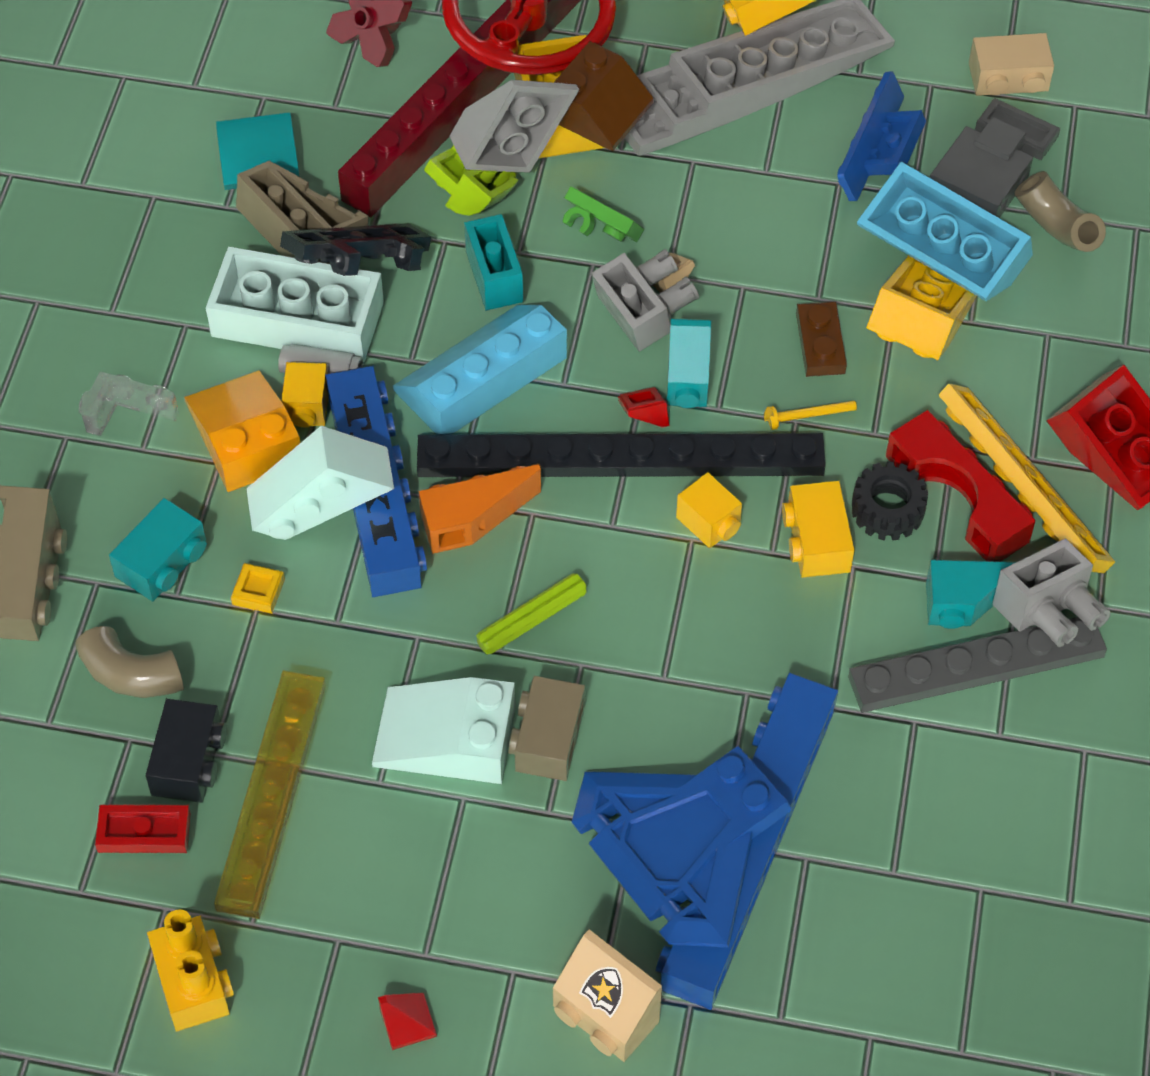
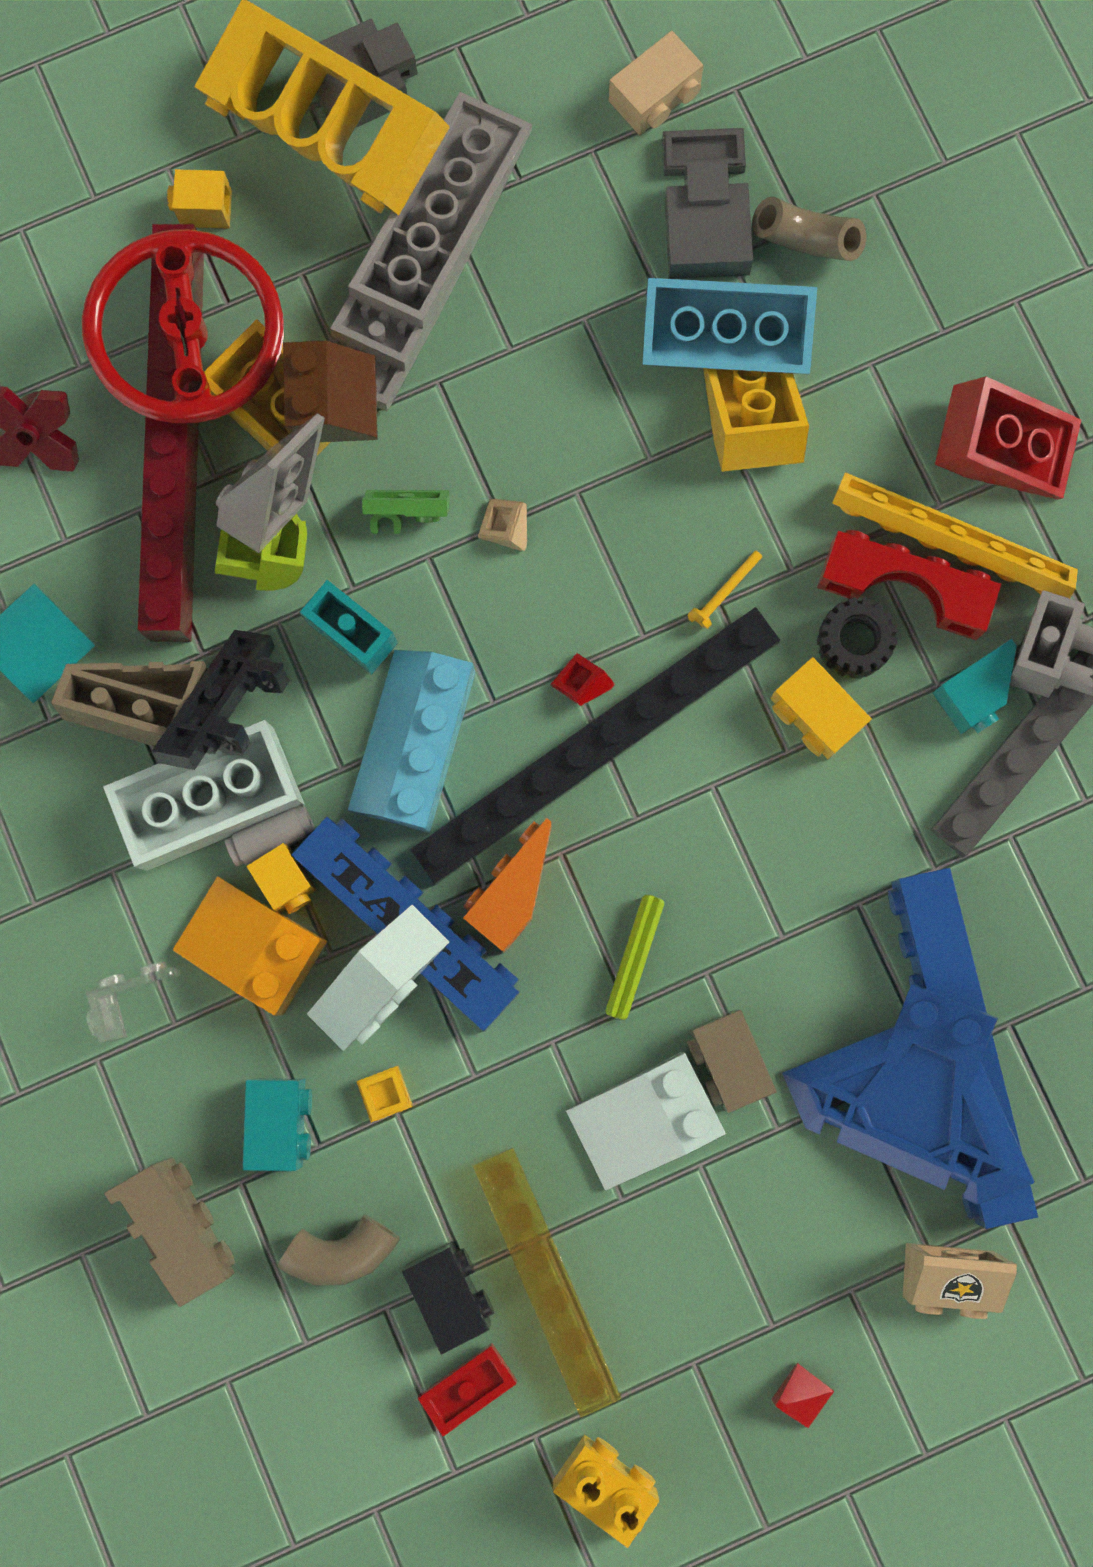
camera: 30 degrees left, 25 degrees up
(634, 304) = (494, 582): light grey brick -> none
(688, 363) = (601, 623): slope -> none
(709, 510) = (717, 755): yellow brick -> none
(821, 339) = (684, 504): reddish brown plate -> none
(882, 139) = (600, 248): blue bracket -> none

